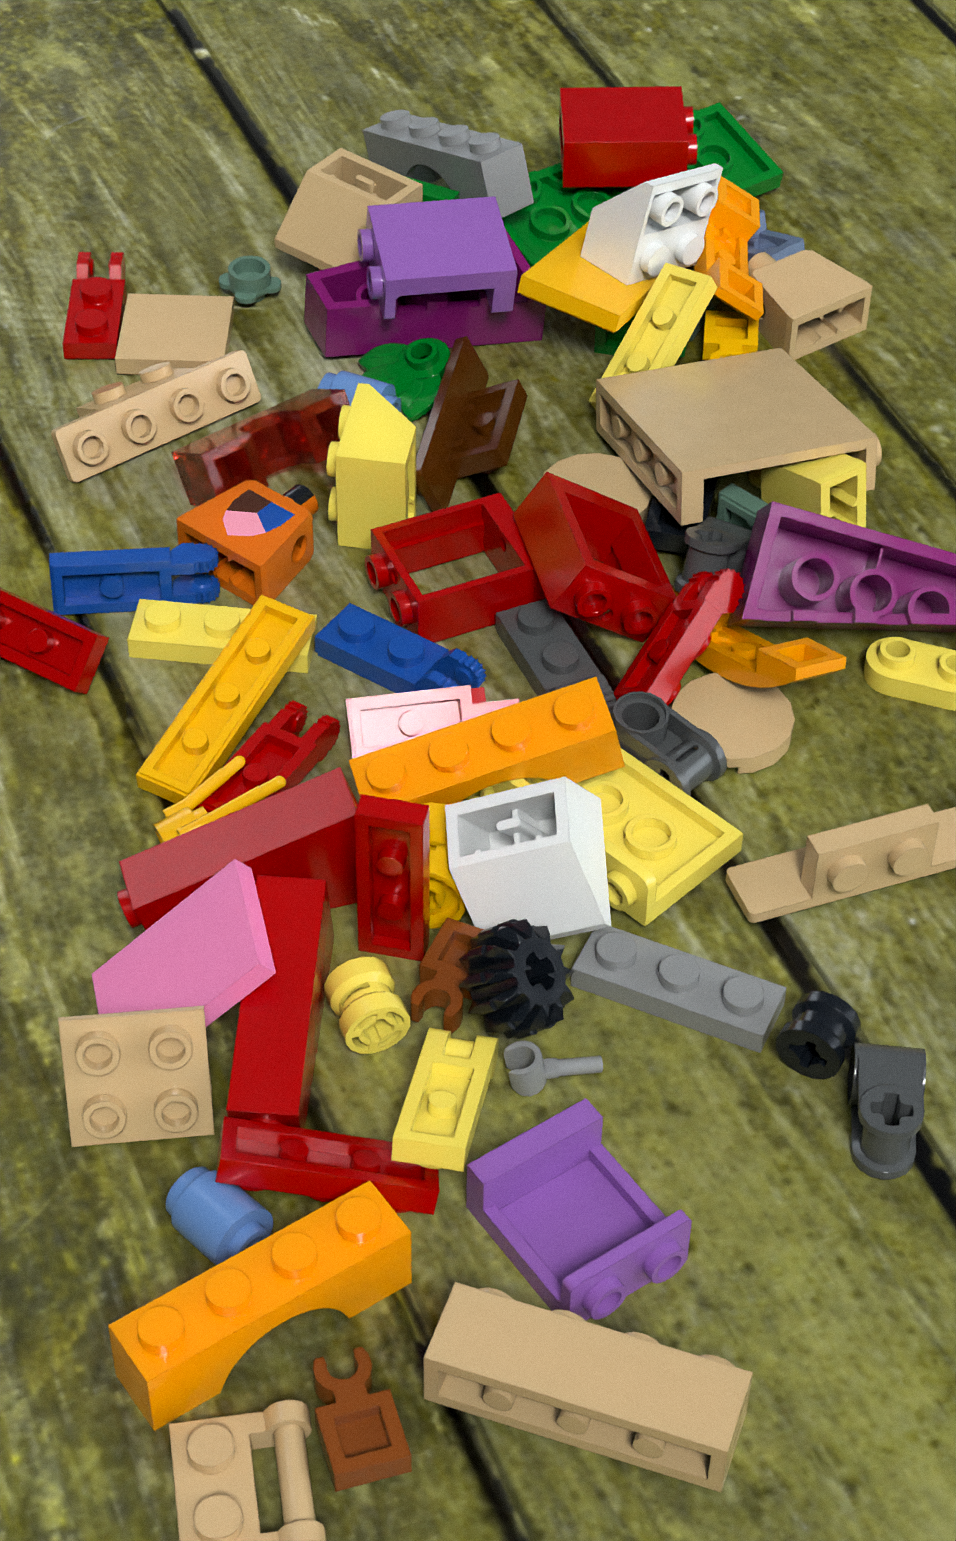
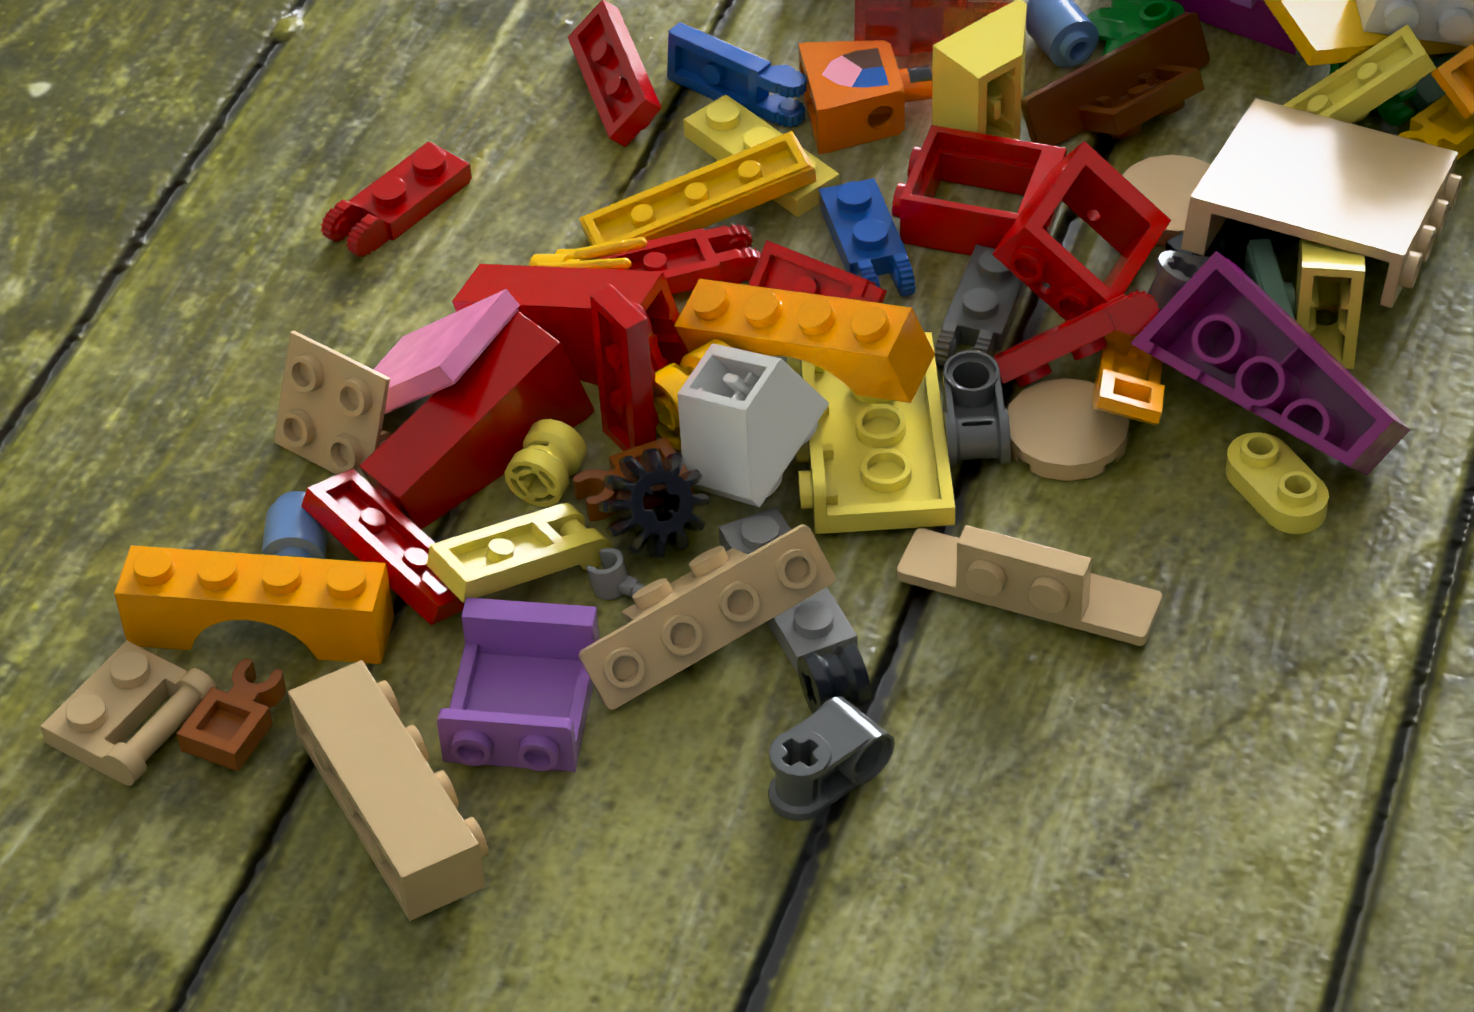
camera: 45 degrees right, 0 degrees up
(656, 1046) = (703, 612): none -> tan bracket

